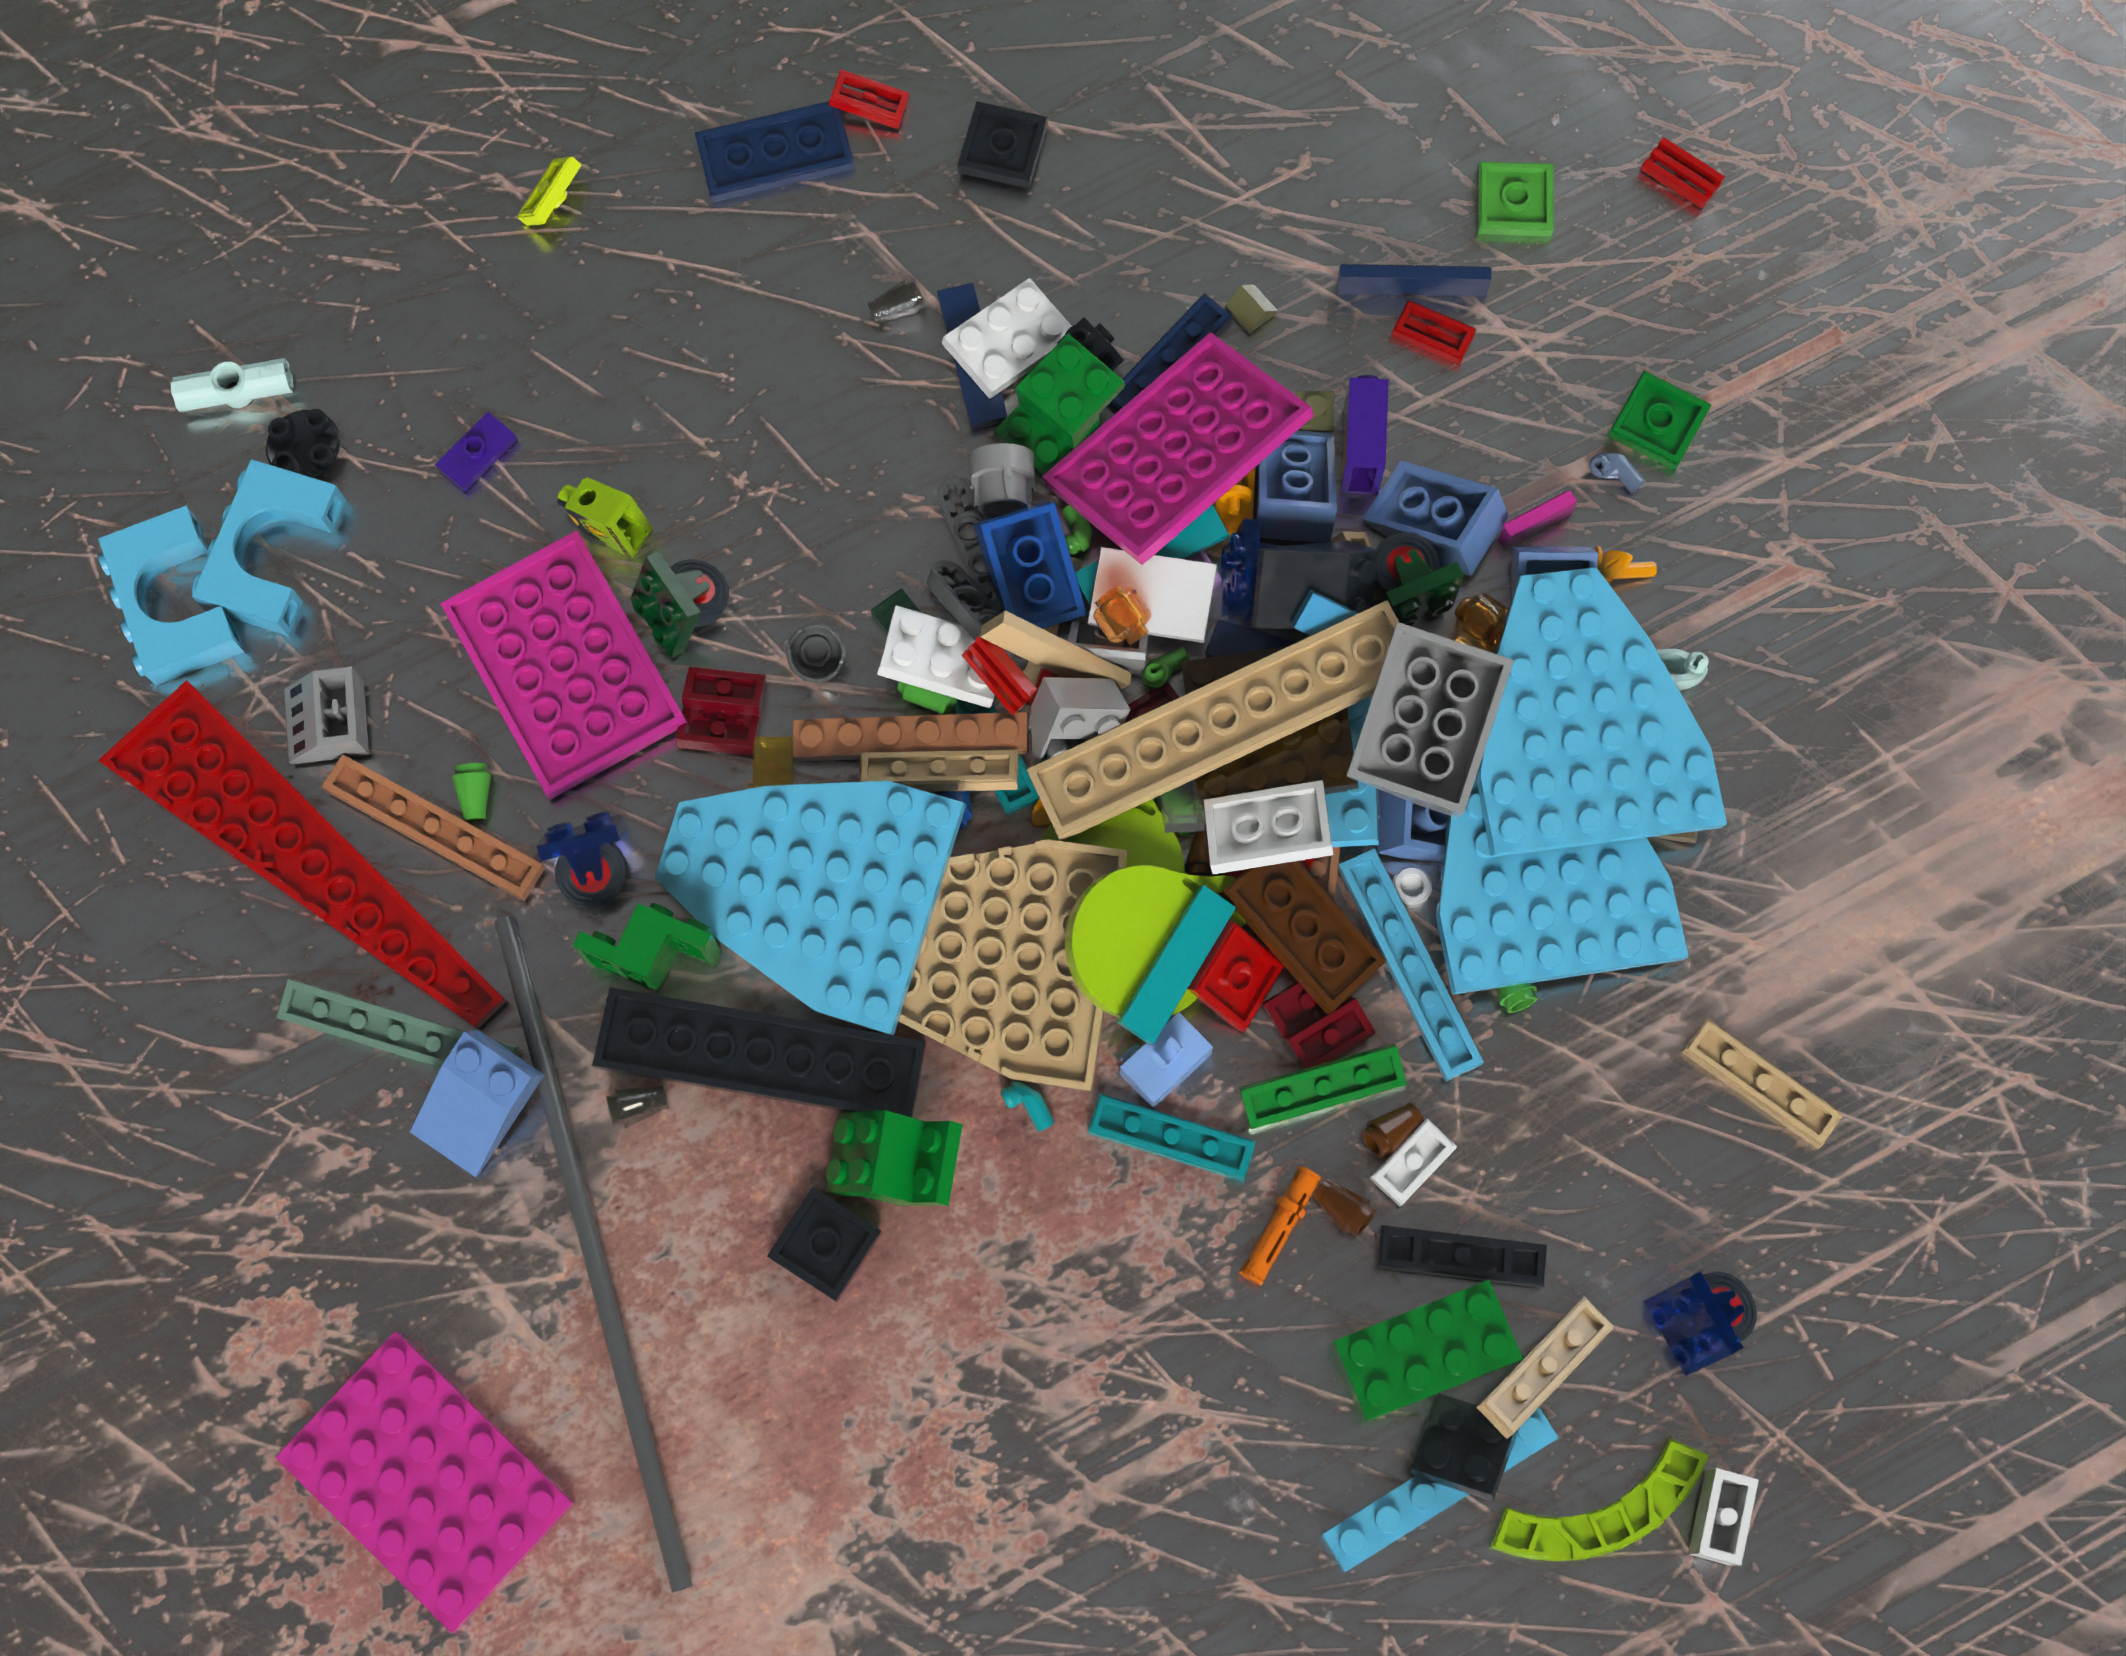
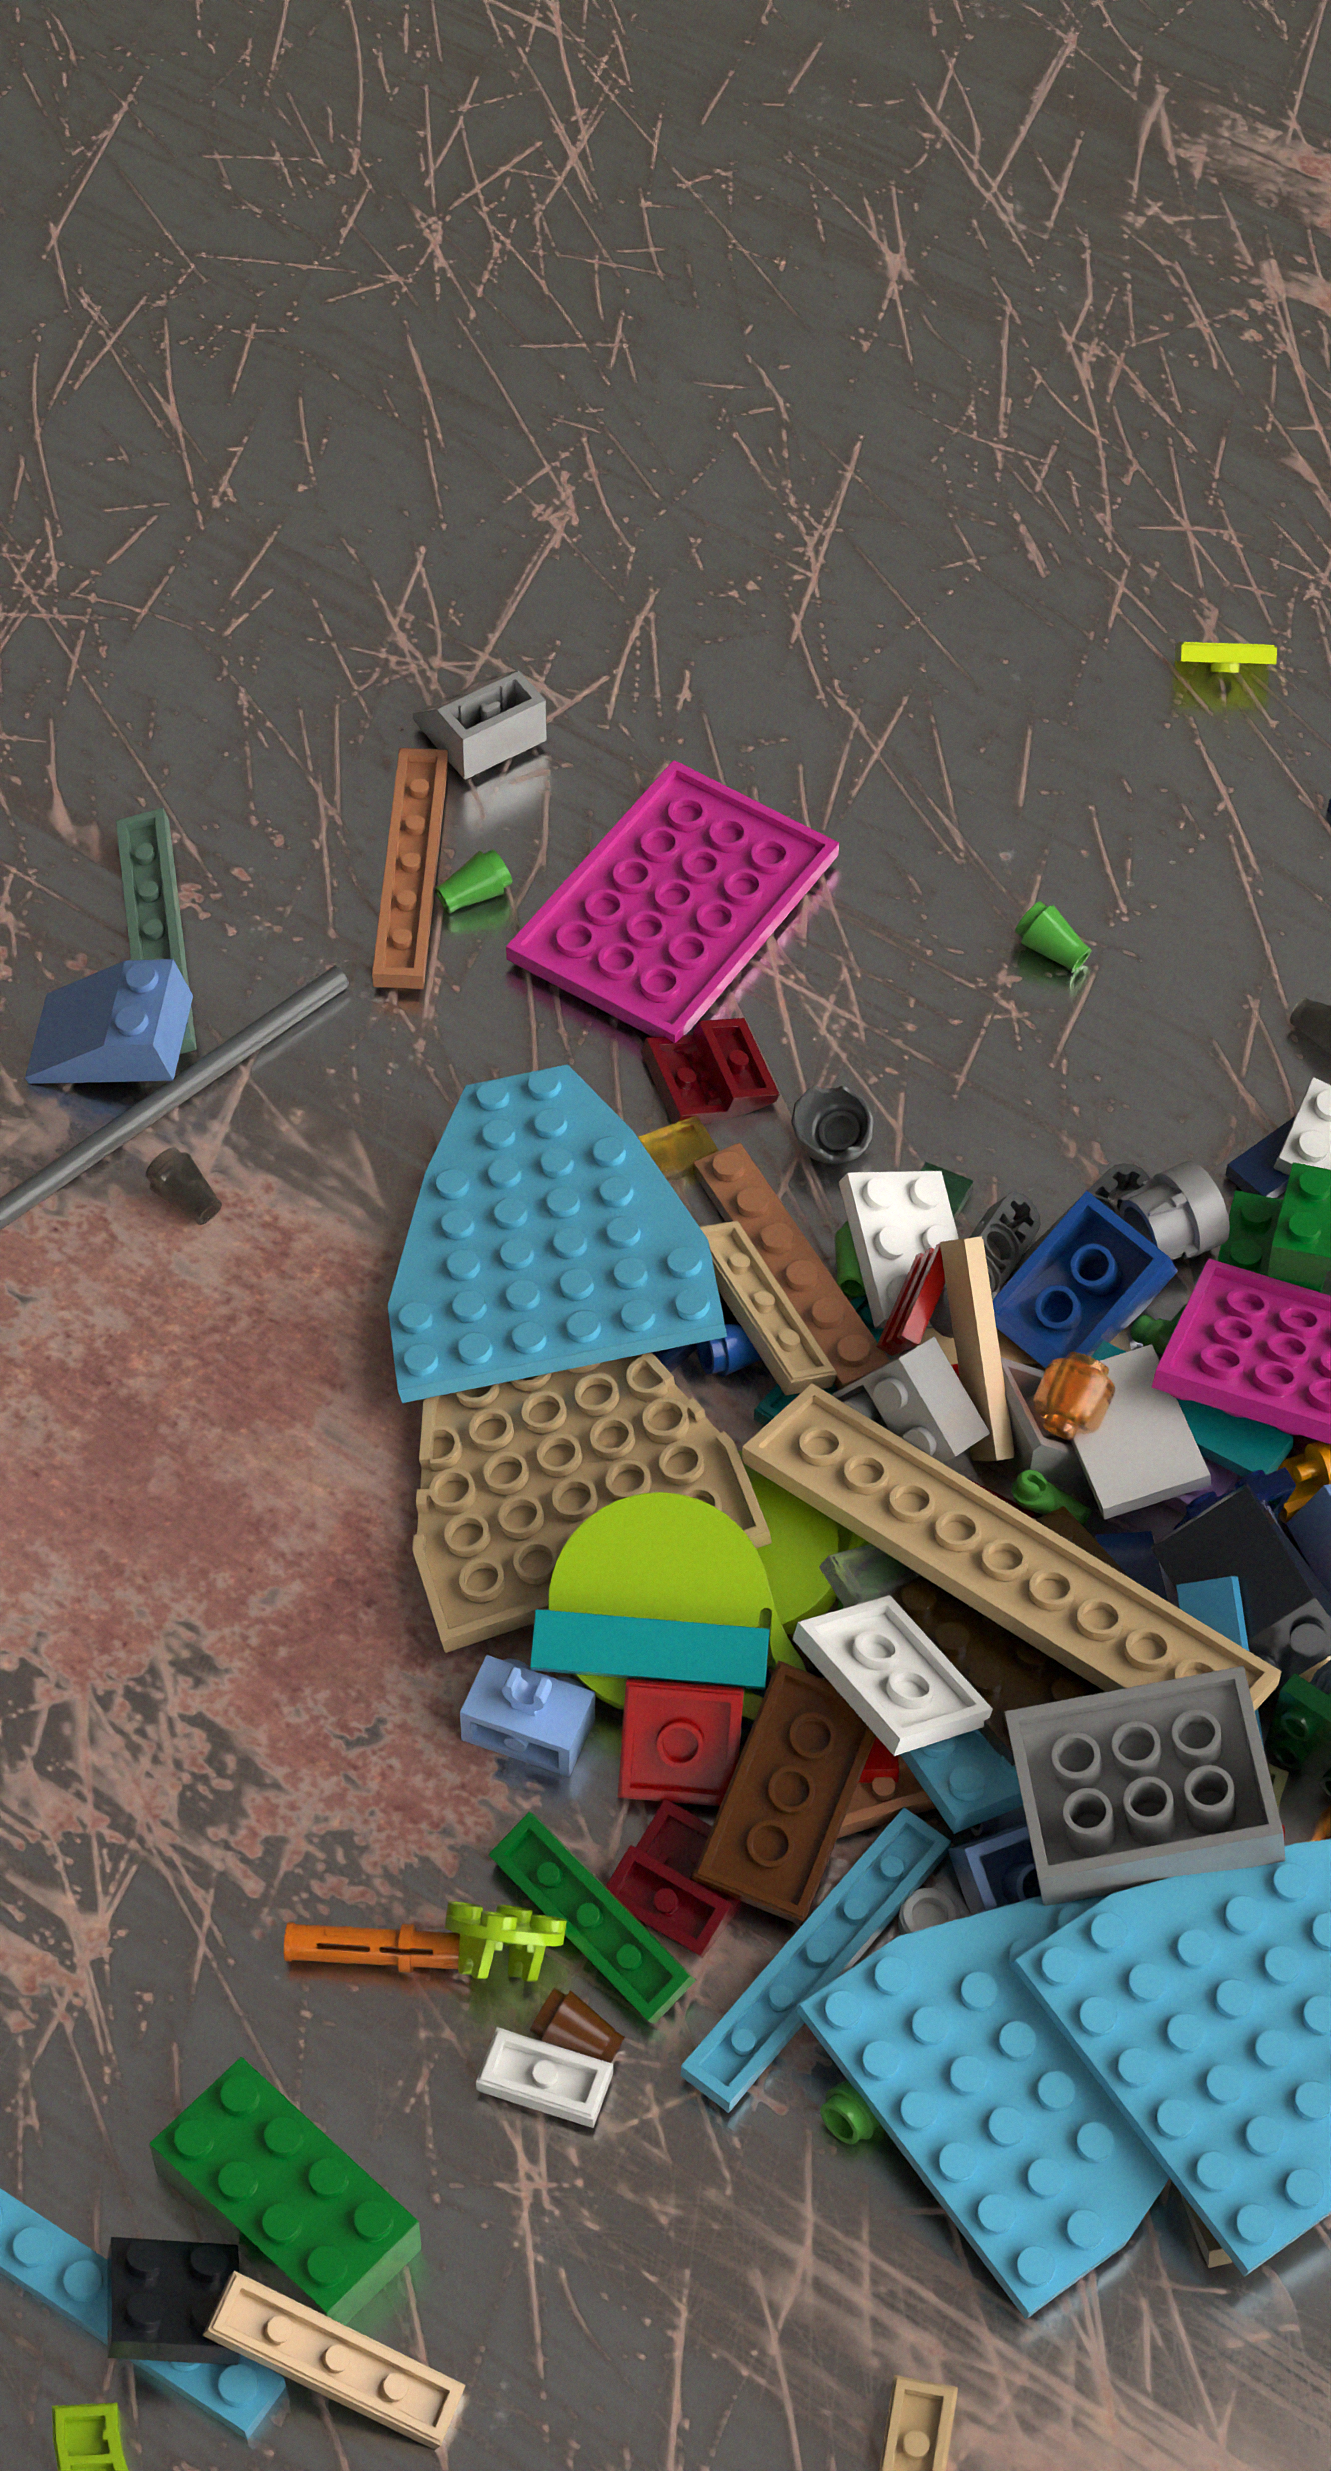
camera: 60 degrees right, 20 degrees down
(134, 562) = (554, 495): medium azure arch -> none
(211, 389) = (809, 488): light aqua piece -> none
(230, 794) = (343, 694): red wing -> none
(262, 498) = (695, 565): medium azure arch -> none
(303, 442) = (782, 574): black dish -> none
(476, 451) = (875, 724): dark purple plate -> none
(588, 863) = (446, 1016): plate -> none
(606, 515) = (871, 844): lime torso -> none
(648, 946) = (375, 1107): green bracket -> none
(678, 599) = (824, 971): dark green plate -> none
(729, 434) = (1051, 936): none -> bright green cone
(758, 1054) = (310, 1289): black plate -> none
(824, 1244) = (105, 1445): black plate -> none
(893, 1158) = (243, 1458): green bracket -> none
(1031, 1100) = (400, 1578): teal arm -> none
(1171, 1137) = (433, 1775): teal tile -> none
(1315, 1144) = (509, 1926): none -> lime plate
(1345, 1207) = (439, 2017): reddish brown cone -> none
(1461, 1256) = (445, 2196): black plate -> none

